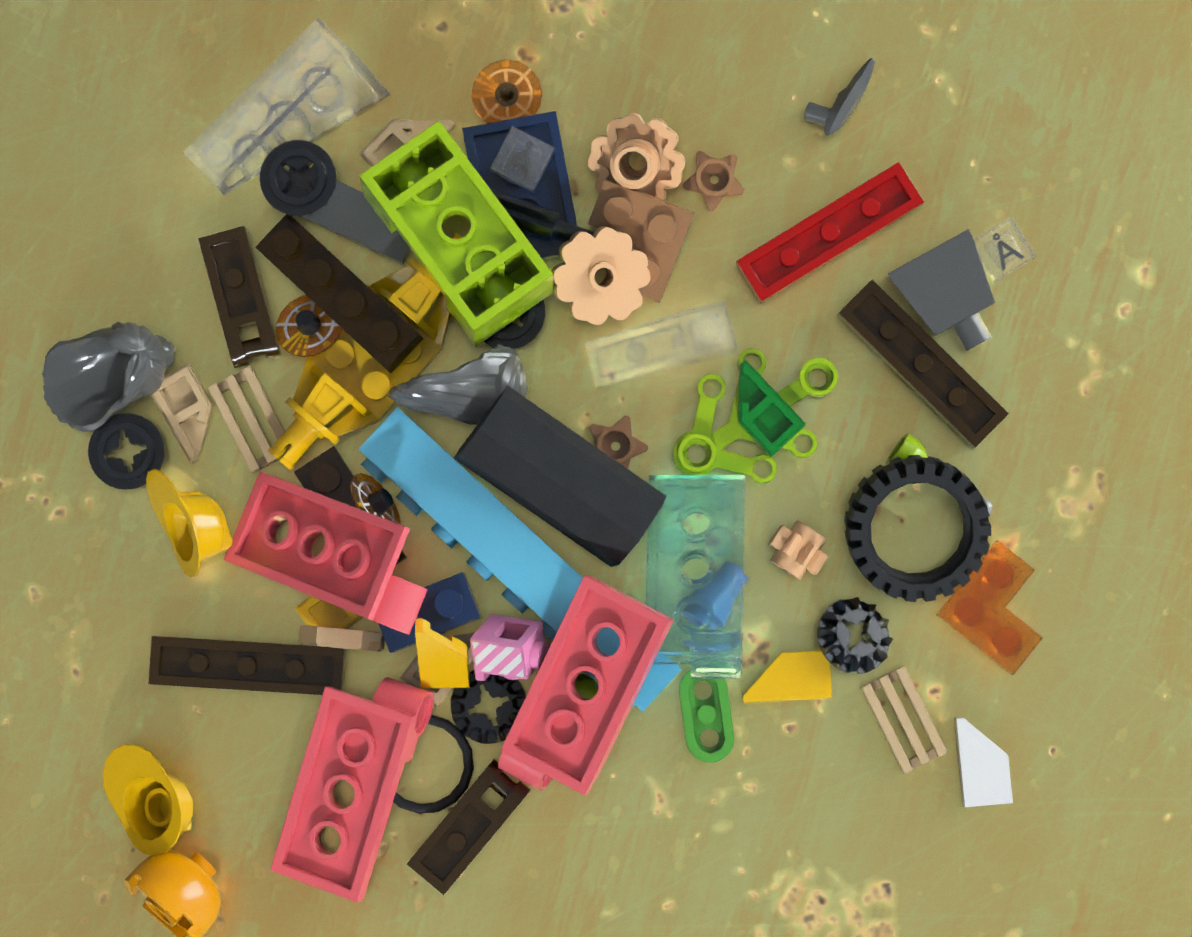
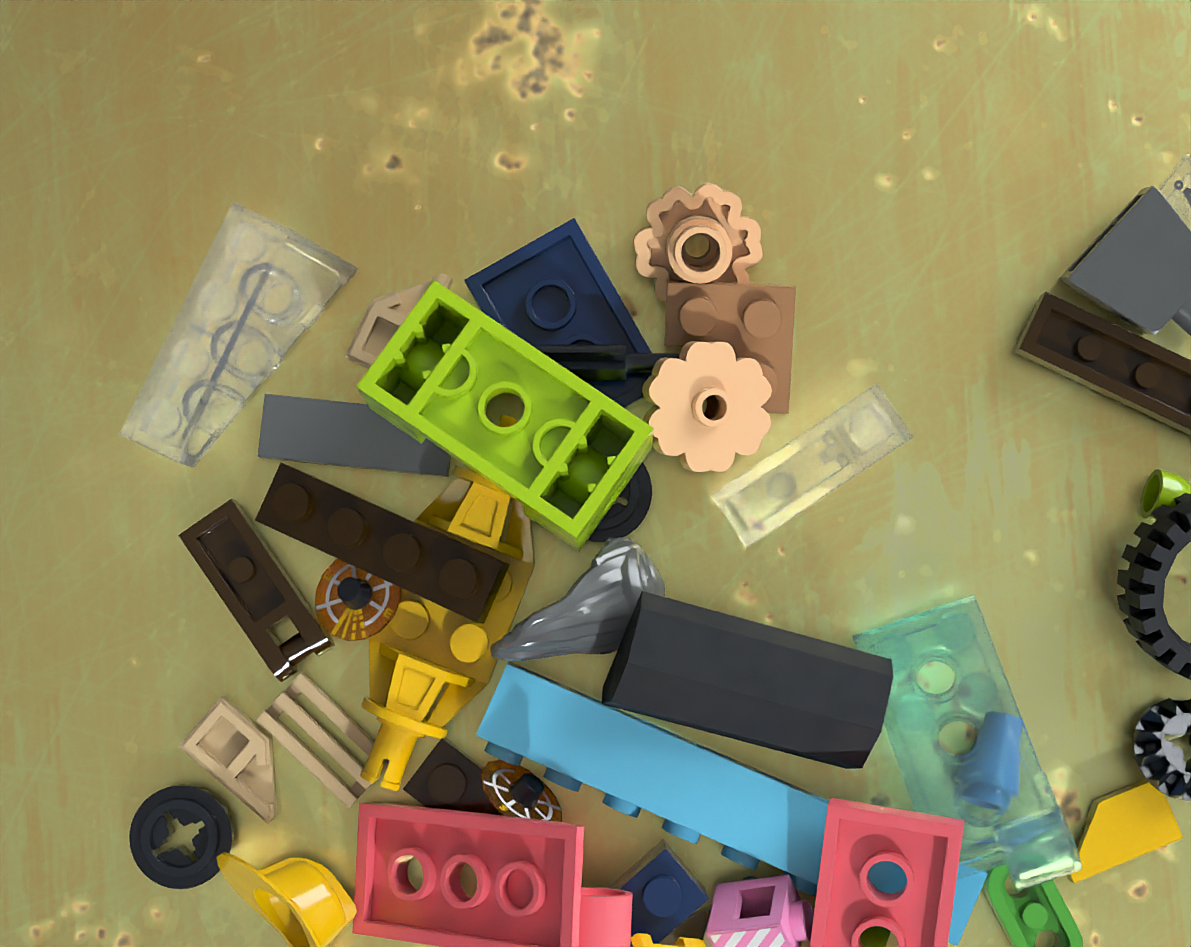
camera: 20 degrees left, 0 degrees up
(104, 373) = (118, 748): dark grey hair -> none
(298, 156) = (269, 386): black gear -> none
(506, 91) = (502, 215): clear orange piece -> none
(522, 159) = (554, 292): clear tile -> none
(620, 433) = (796, 593): medium nougat plate -> none
(723, 169) = (809, 220): medium nougat plate -> none
(732, 431) = (950, 524): lime plant -> none
(764, 412) = (971, 506): green tile -> none
(798, 550) = (1076, 666): light nougat gear -> none
(829, 232) = (970, 252): red plate -> none
(845, 103) = (930, 84): dark grey bar -> none

